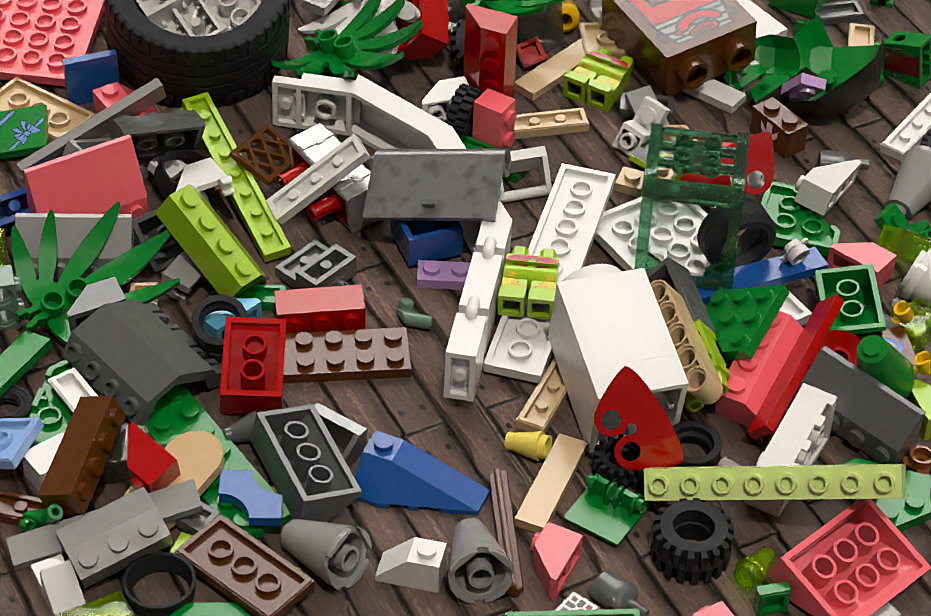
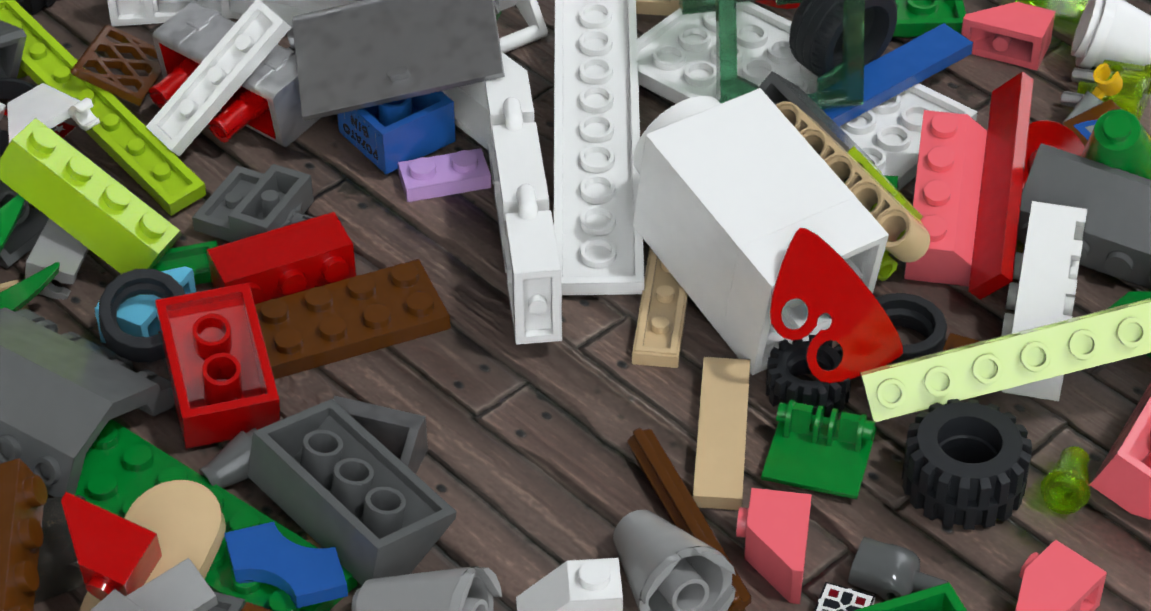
camera: 15 degrees left, 0 degrees up
(404, 475) = (512, 473): blue wedge -> none
(410, 317) = (417, 244): sand green arm -> none
(529, 444) = (668, 382): light yellow cone -> none
(531, 274) = (582, 150): lime hips -> none
(744, 317) = (907, 132): green plate -> none
(771, 598) = (1114, 519): green tile -> none
(796, 251) = (927, 32): white plate -> none
(861, 297) = (1056, 87): green slope -> none

